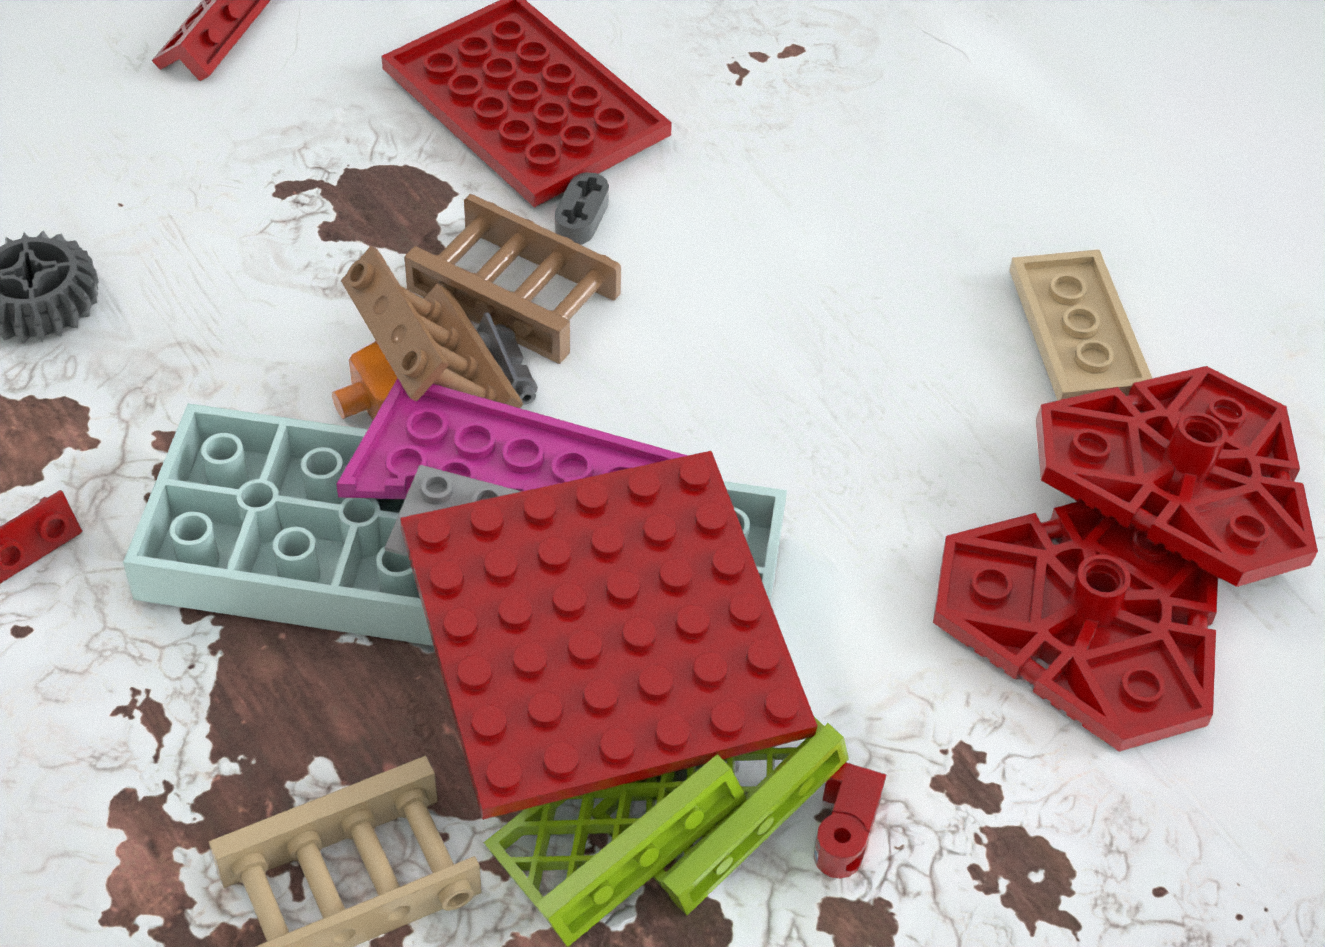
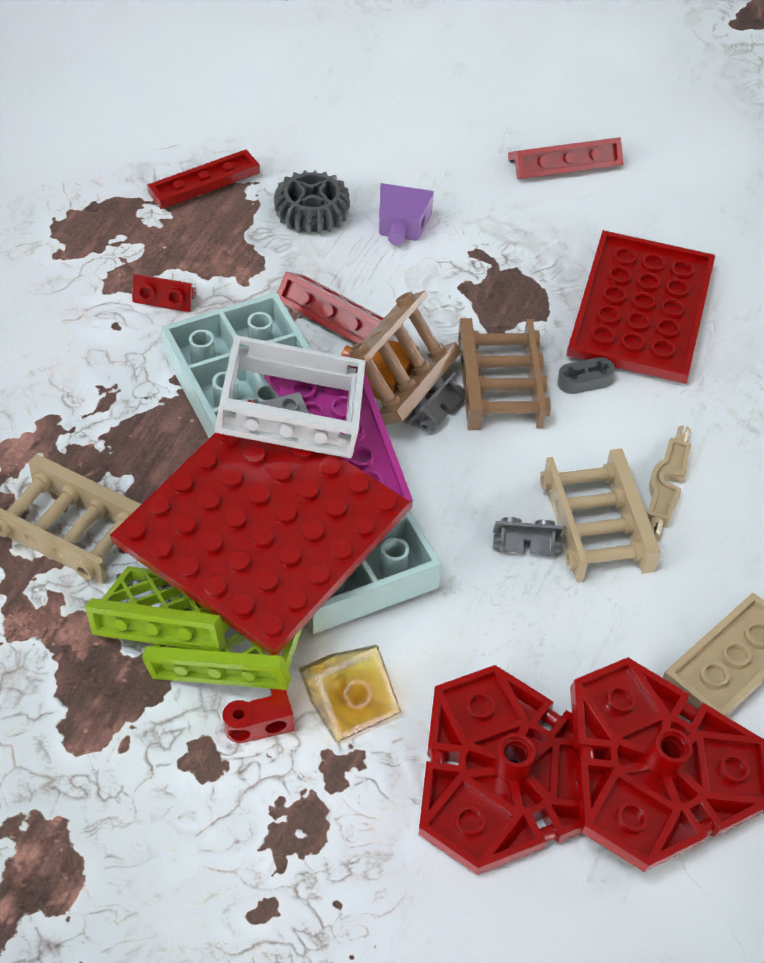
camera: 55 degrees right, 0 degrees up
(152, 211) = (403, 212): none -> medium lavender torso
(250, 374) = (327, 307): none -> fence
(558, 459) = (284, 425): none -> white window
(765, 411) = (540, 535): none -> flat silver hinge
(811, 249) = (672, 469): none -> tan piece
(812, 285) = (624, 496): none -> tan fence
(880, 699) = (350, 691): none -> clear yellow slope

